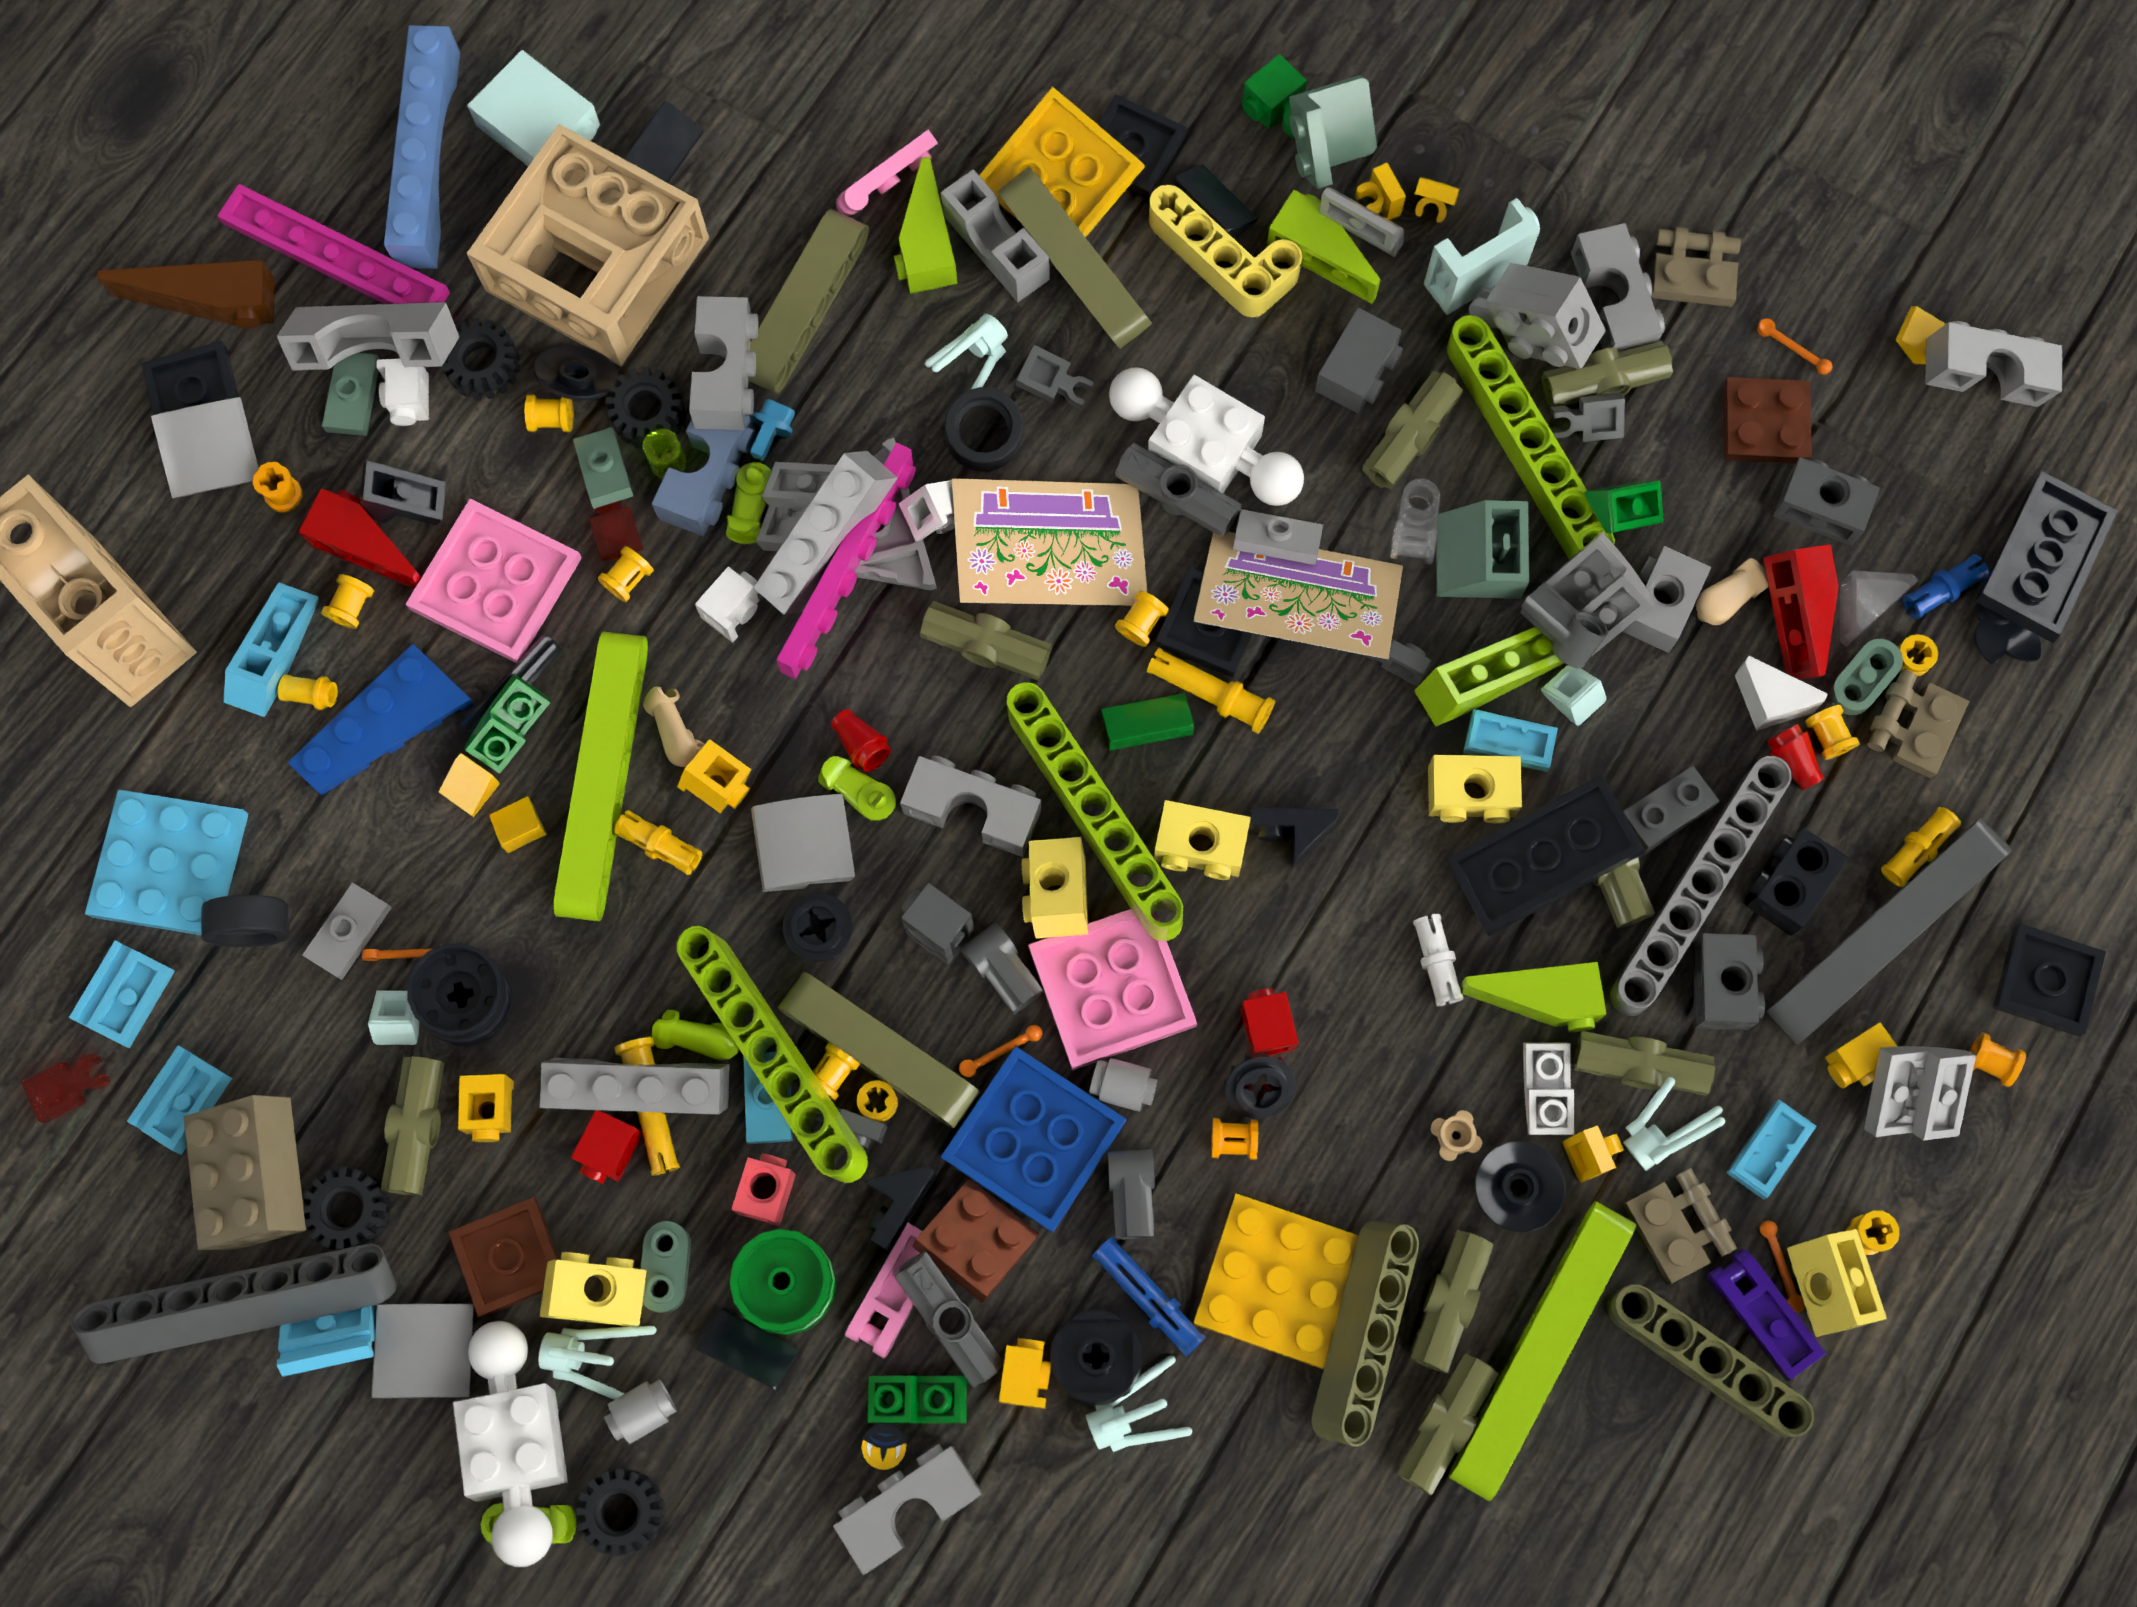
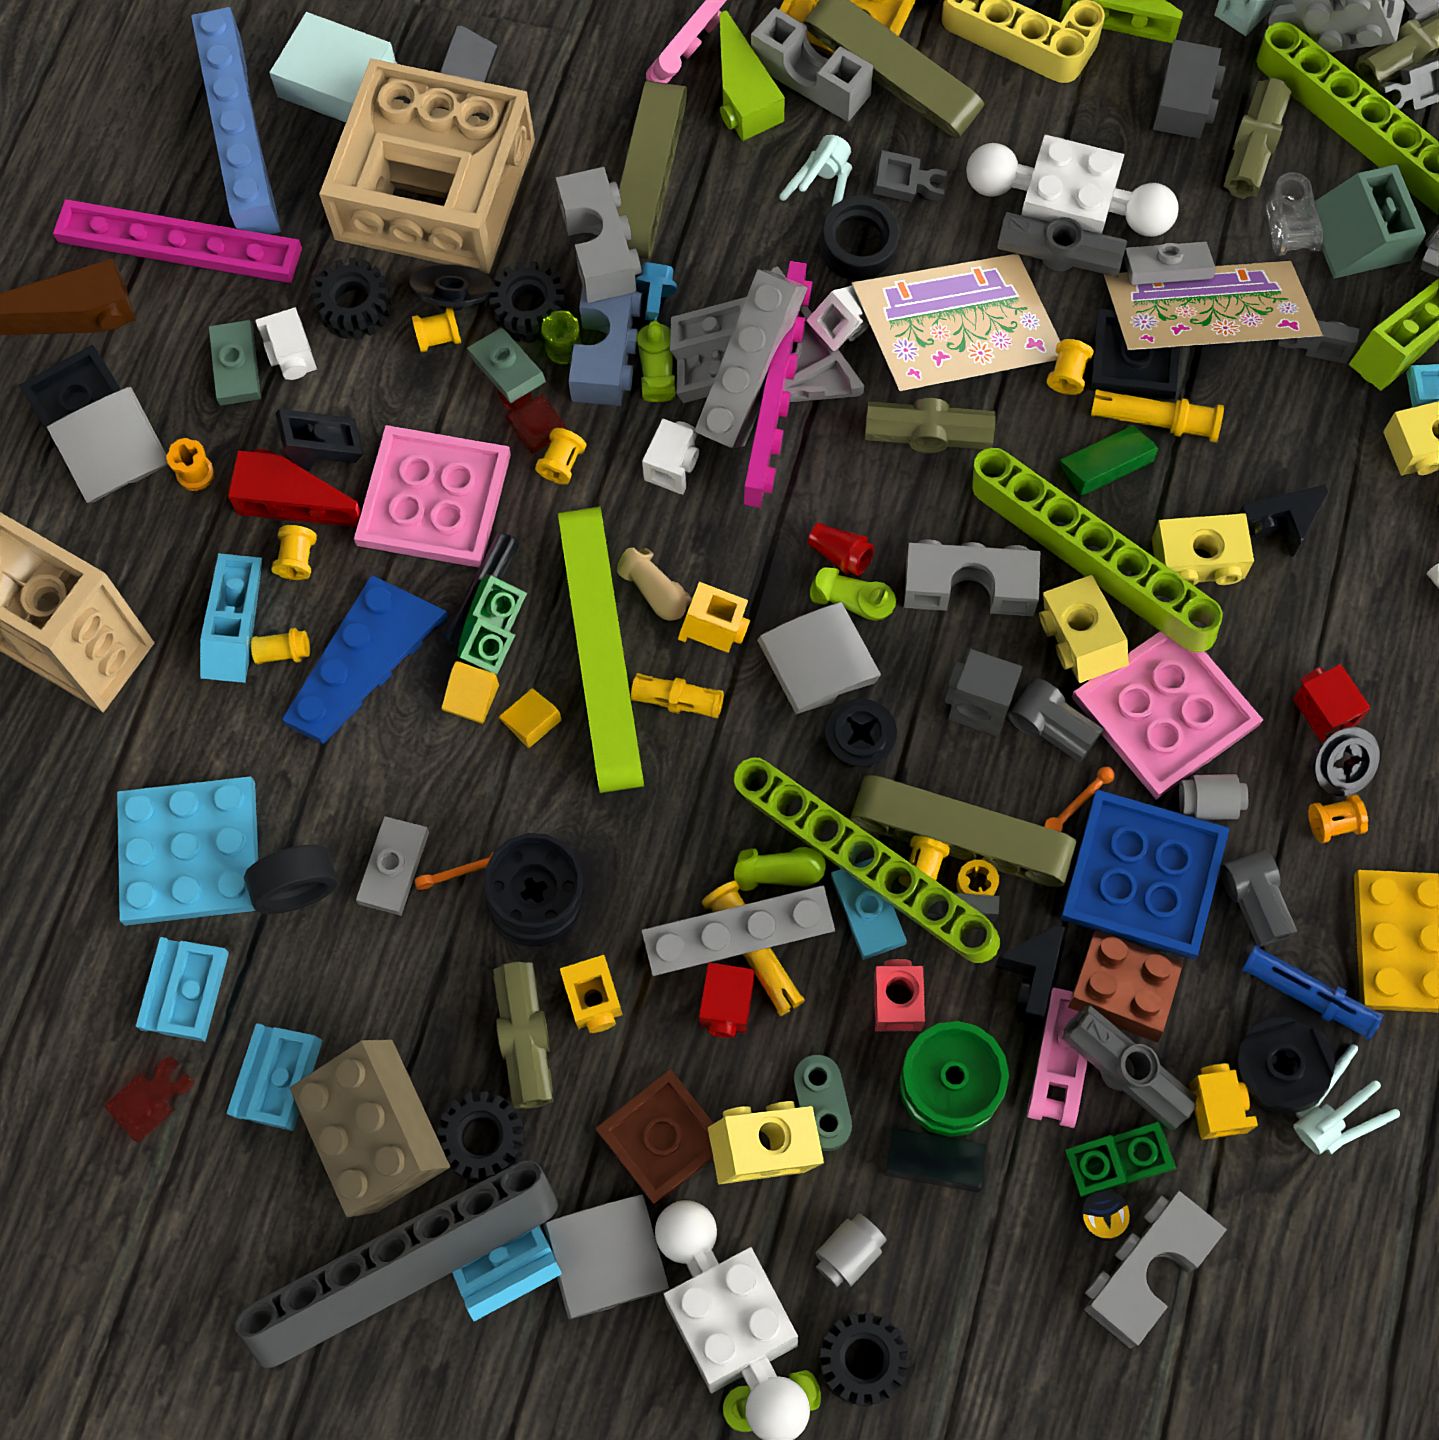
camera: 15 degrees left, 5 degrees down
(327, 334) = (200, 309): light grey arch -> none
(392, 1019) = (469, 936): light aqua slope -> none
(564, 1353) = (753, 1216): light aqua plant -> none

